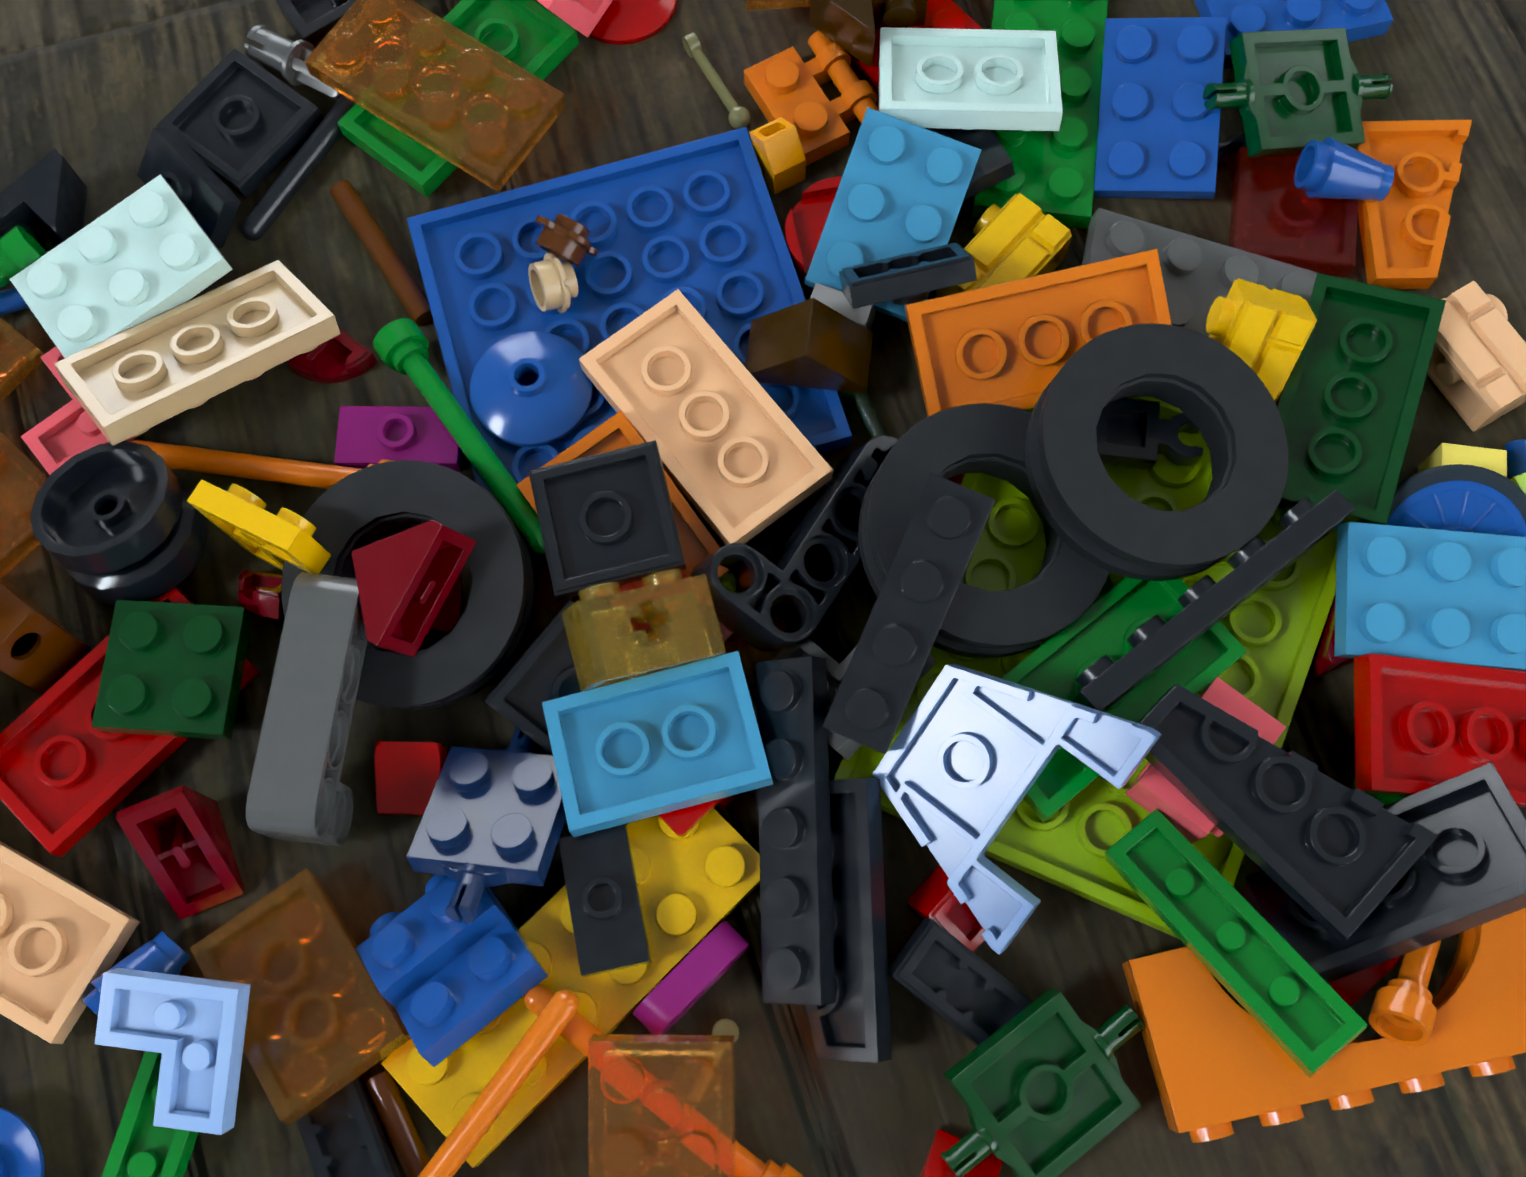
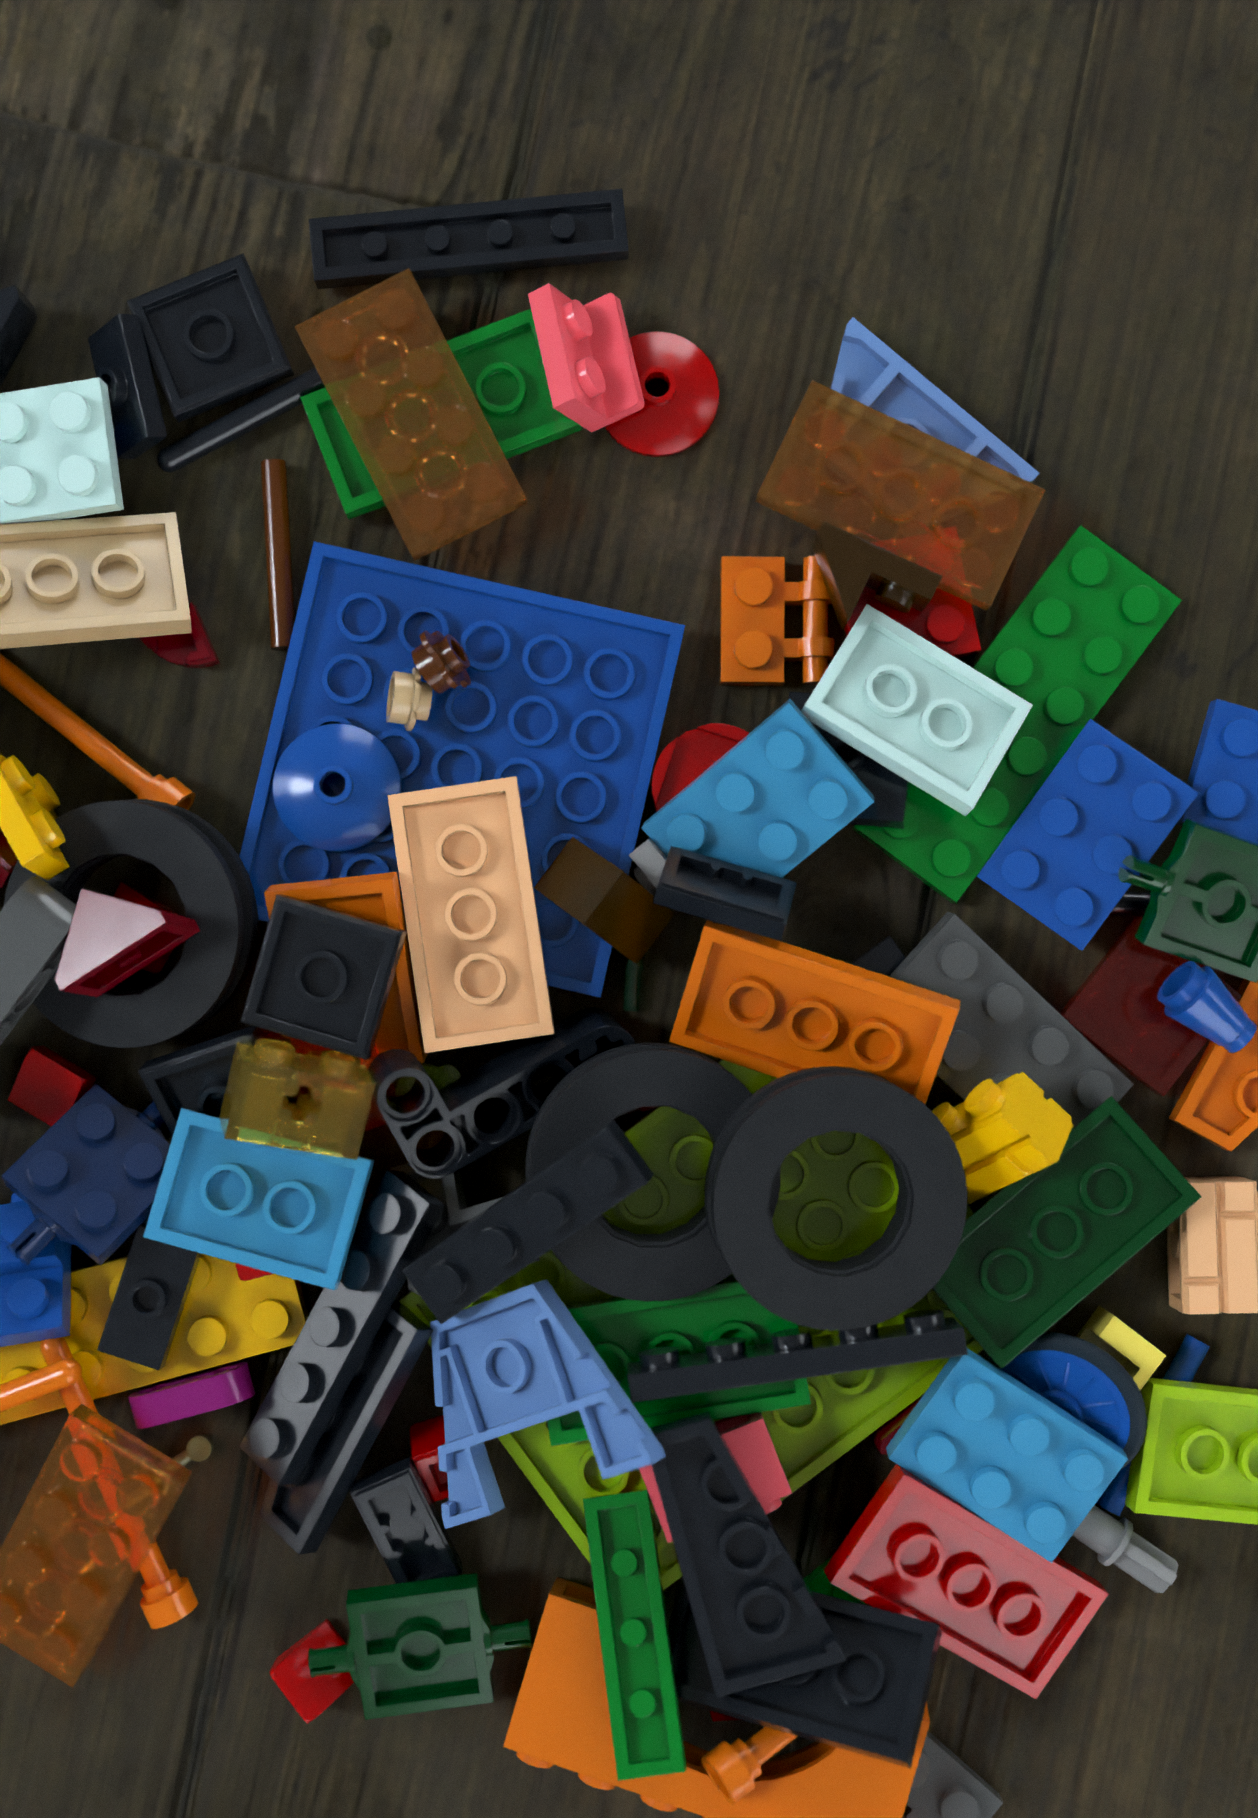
camera: 25 degrees right, 15 degrees up
(285, 57) = (294, 293): dark grey axle -> none
(393, 433) = (197, 758): magenta plate -> none
(406, 350) = (243, 683): green piece -> none
(738, 115) = (692, 598): olive hinge -> none
(779, 154) = (701, 668): light orange piece -> none
(1013, 245) = (847, 903): yellow brick -> none
(1134, 435) = (844, 1157): black plate -> none

